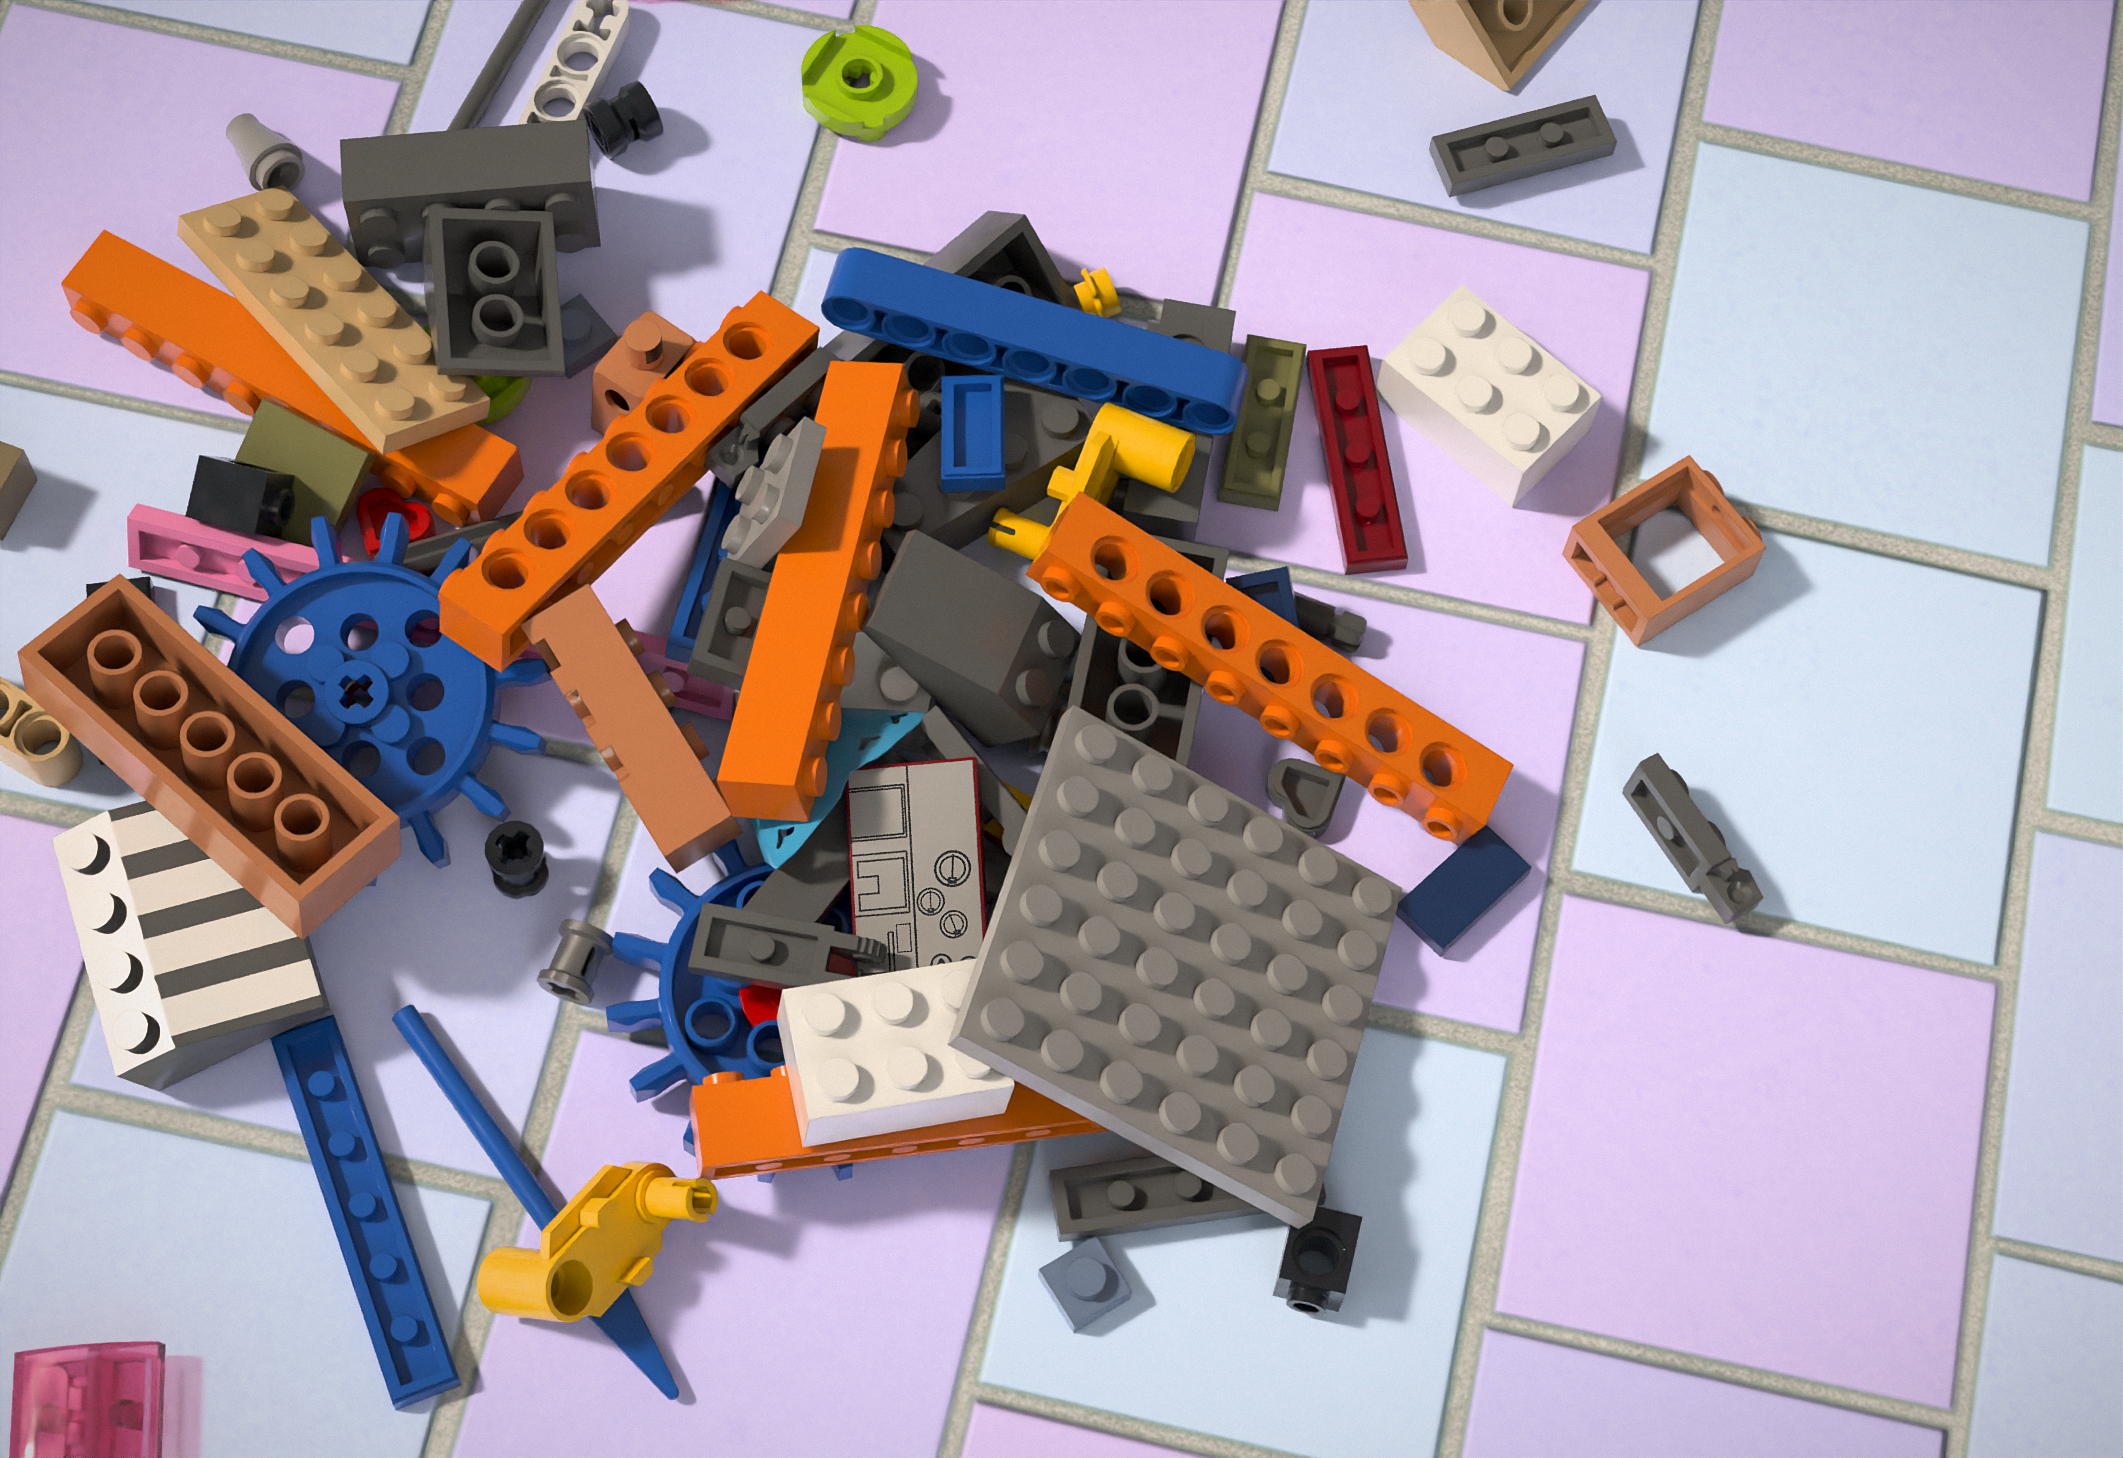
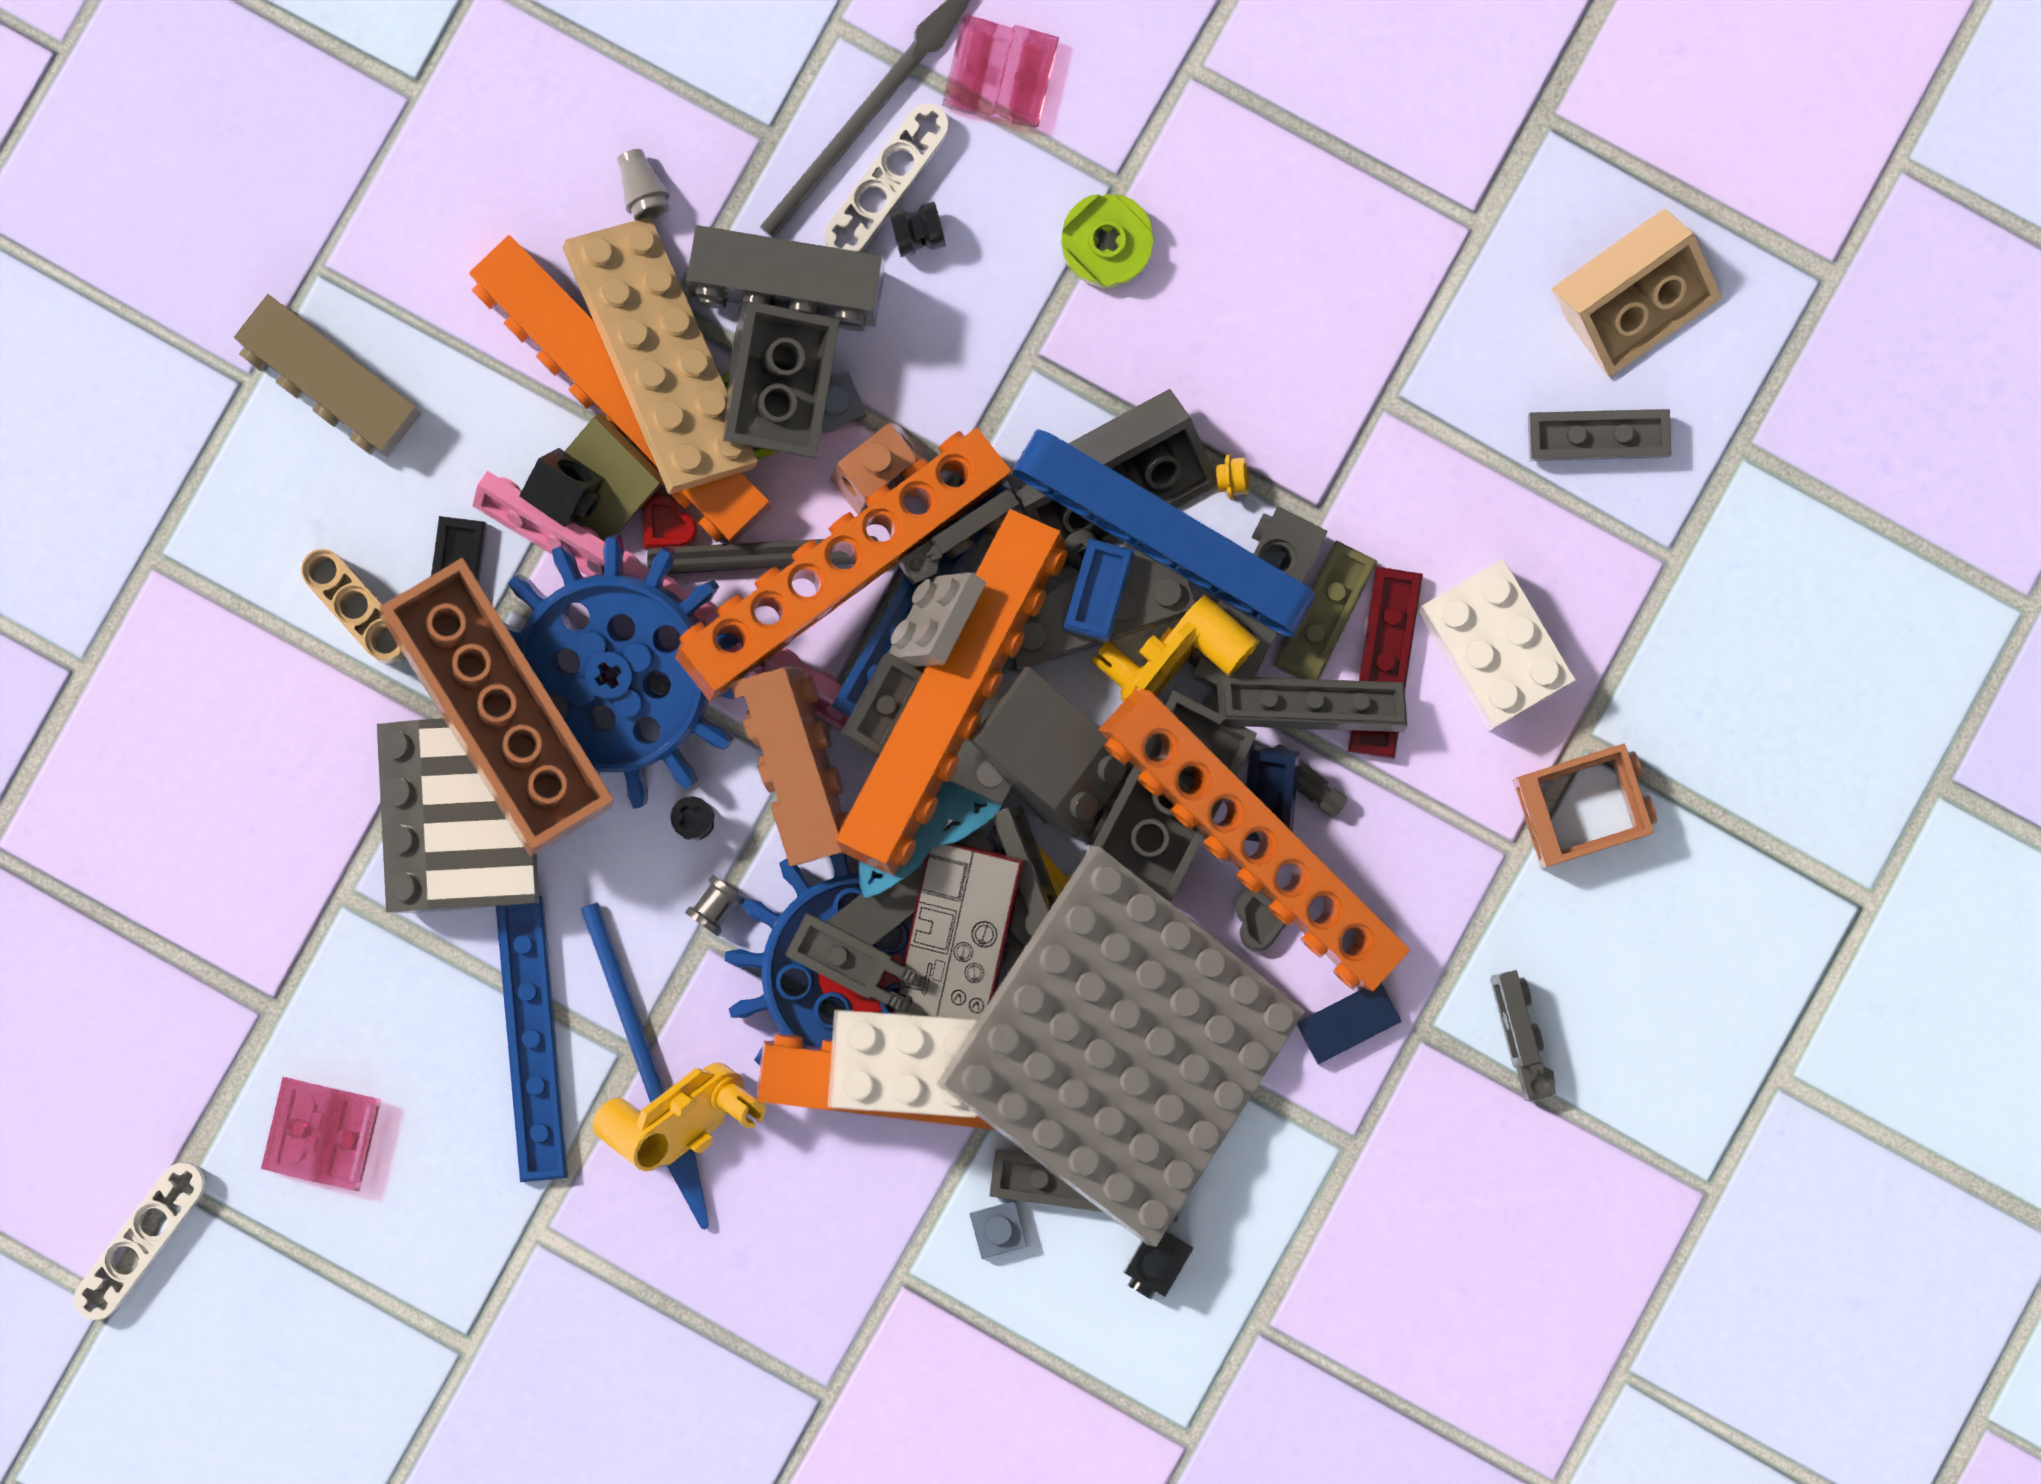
camera: 20 degrees right, 20 degrees up
(1284, 505) = (1312, 704): none -> dark grey tile

